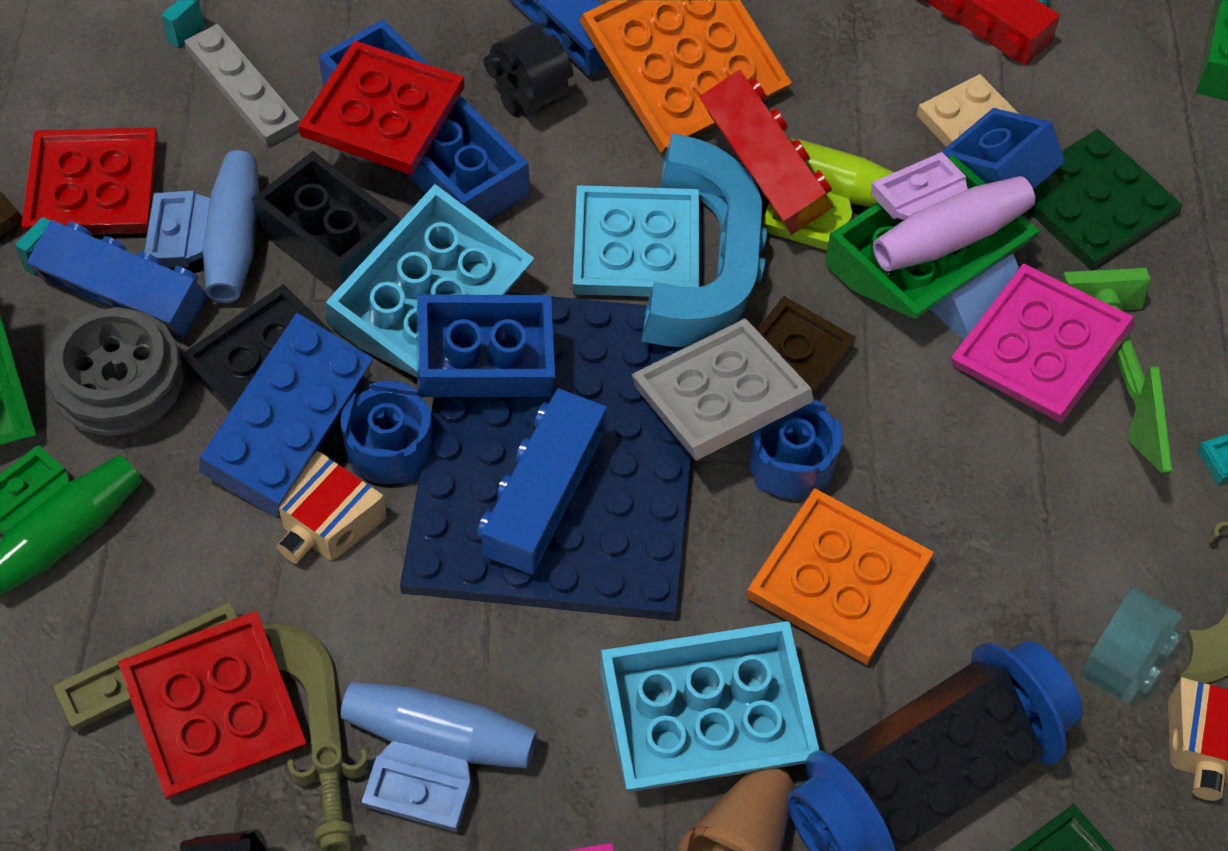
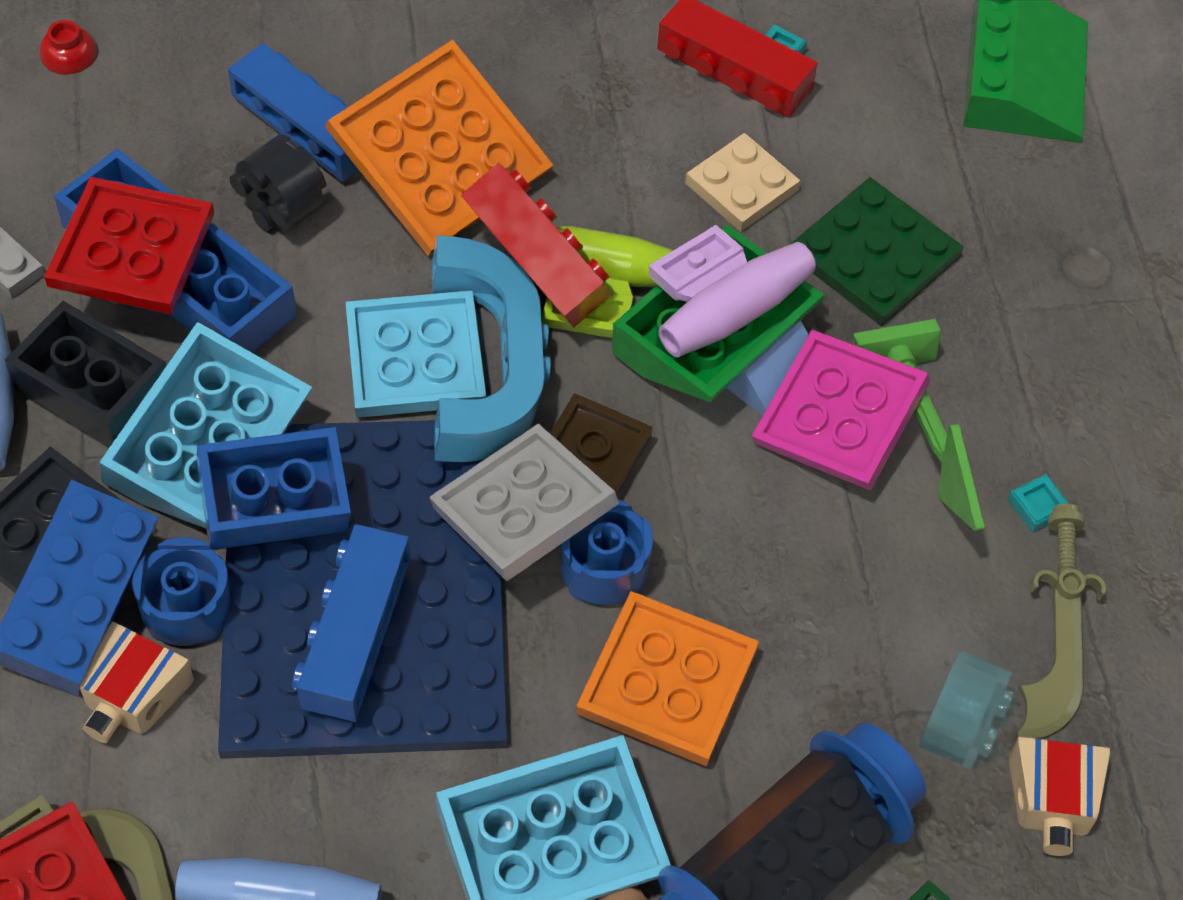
camera: 10 degrees left, 0 degrees up
(1007, 147) = (781, 211): blue brick -> none

